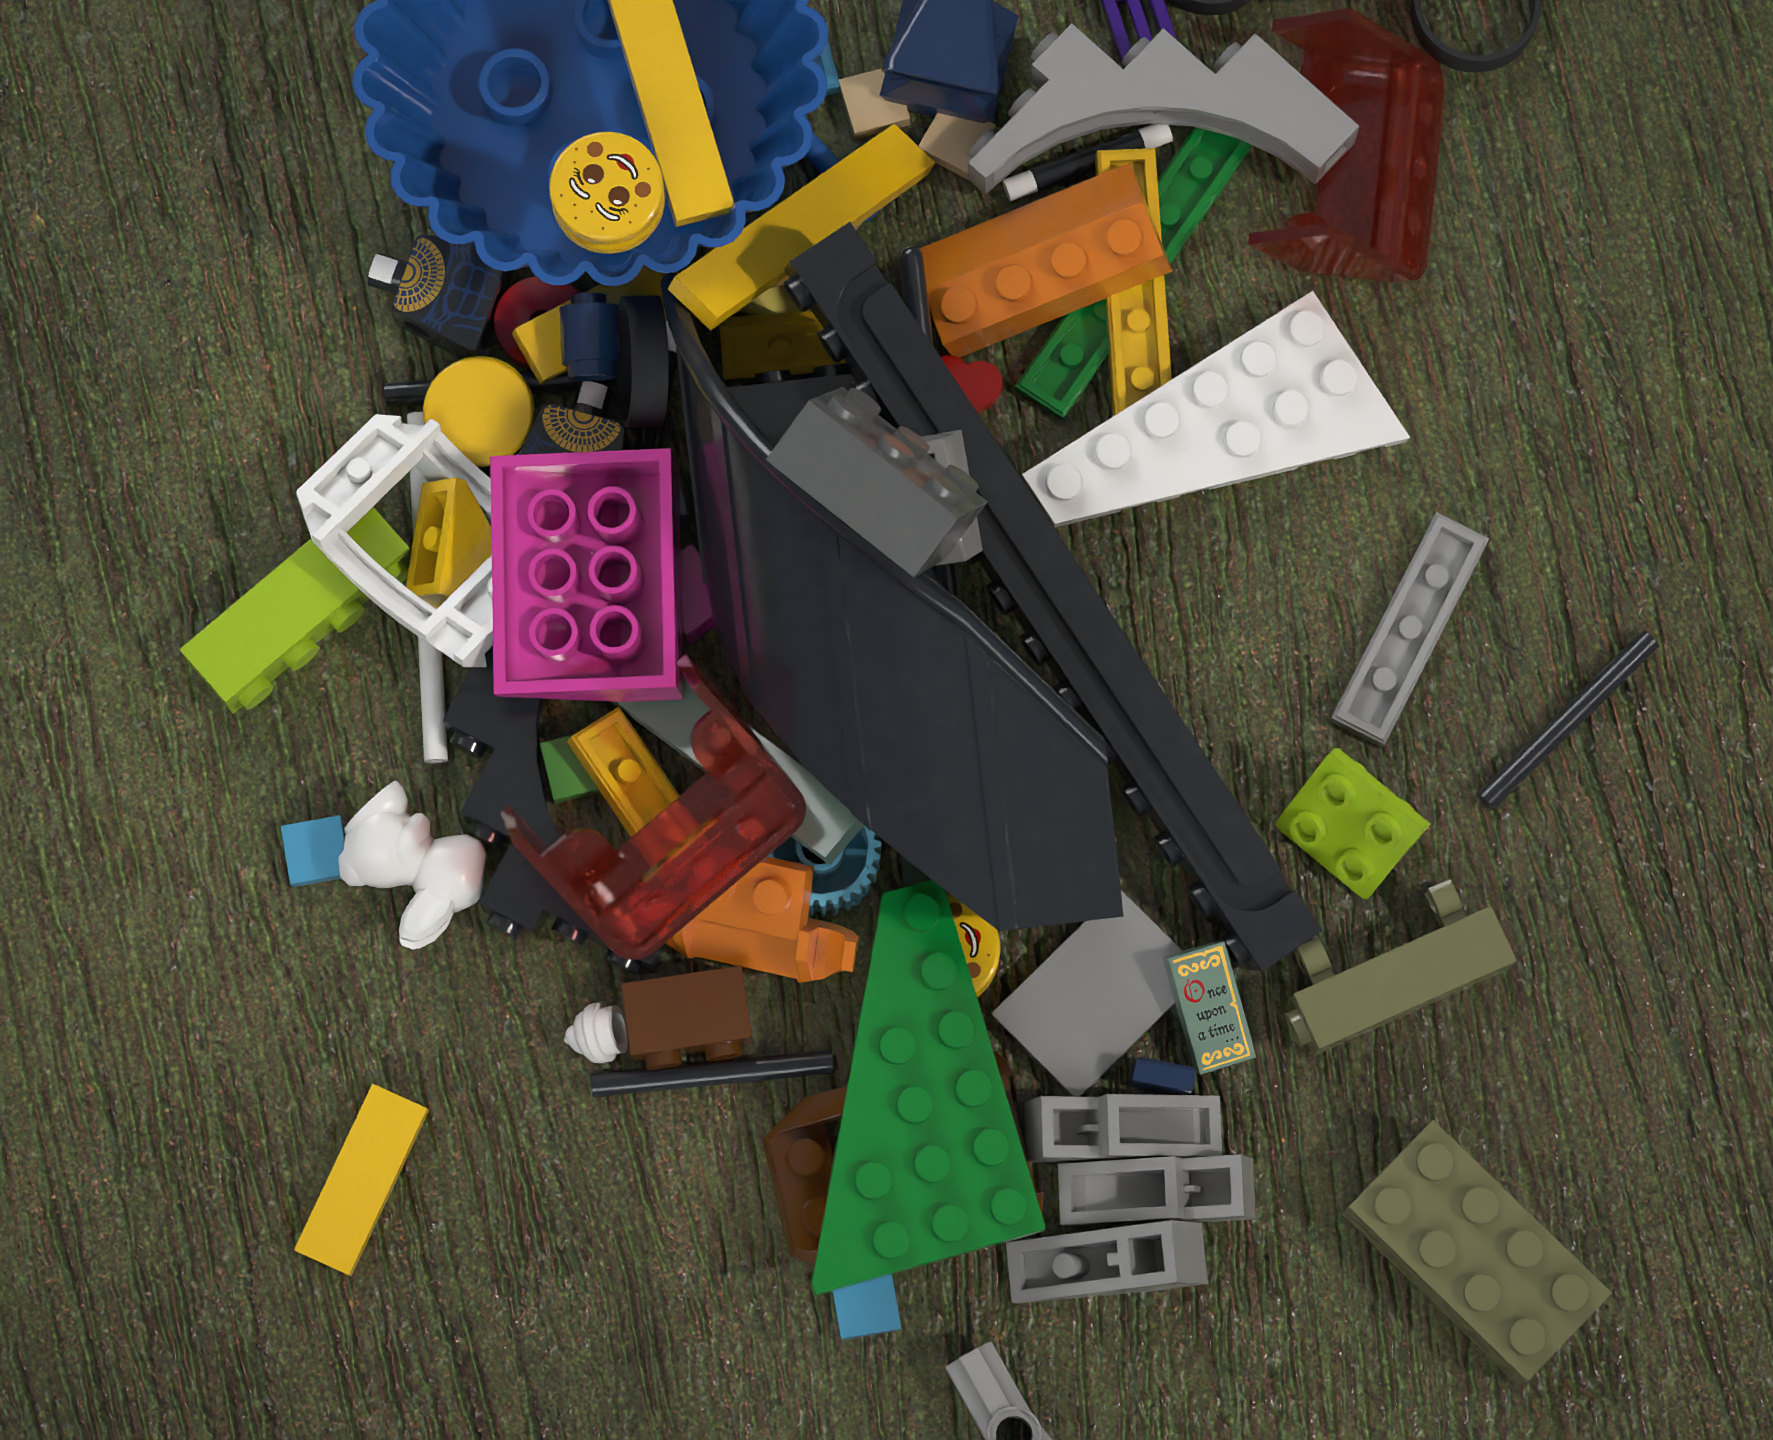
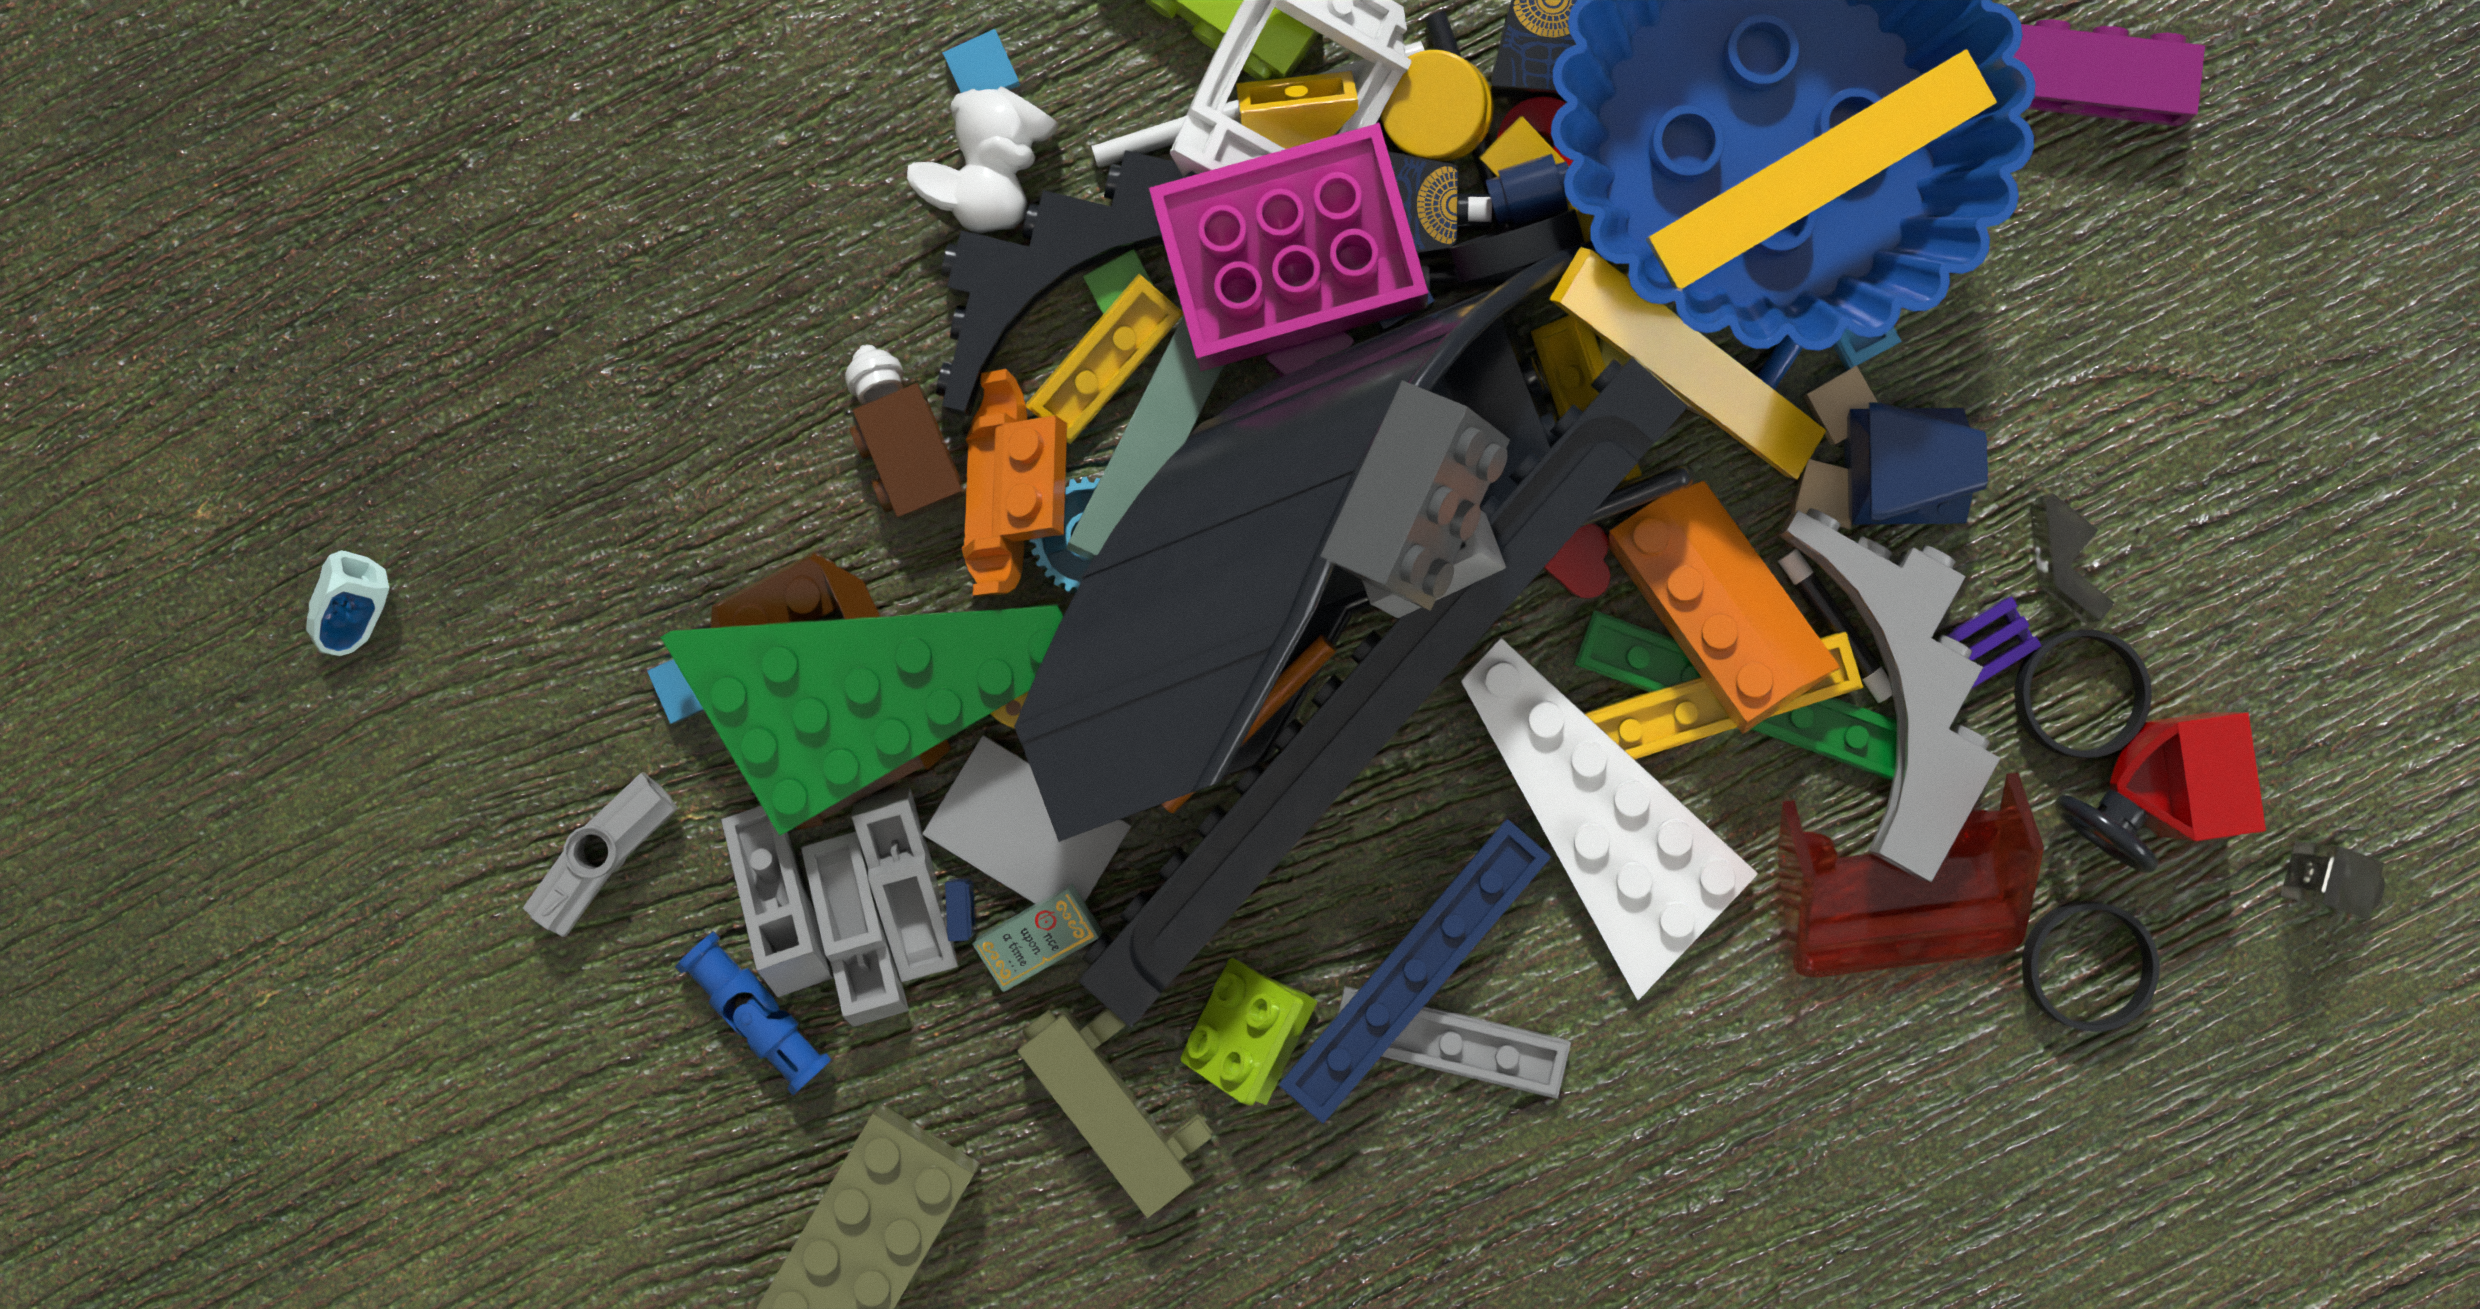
camera: 80 degrees right, 10 degrees up
(361, 1180) = (686, 193): yellow tile -> none
(607, 192) = (1654, 159): yellow head -> none
(686, 852) = (1041, 408): clear red windscreen -> none
(712, 1073) = (861, 481): black bar -> none
(1223, 1309) = (768, 1029): none -> blue piece
(1331, 642) = (1414, 971): none -> dark blue plate
(1567, 720) = (1400, 1212): black bar -> none

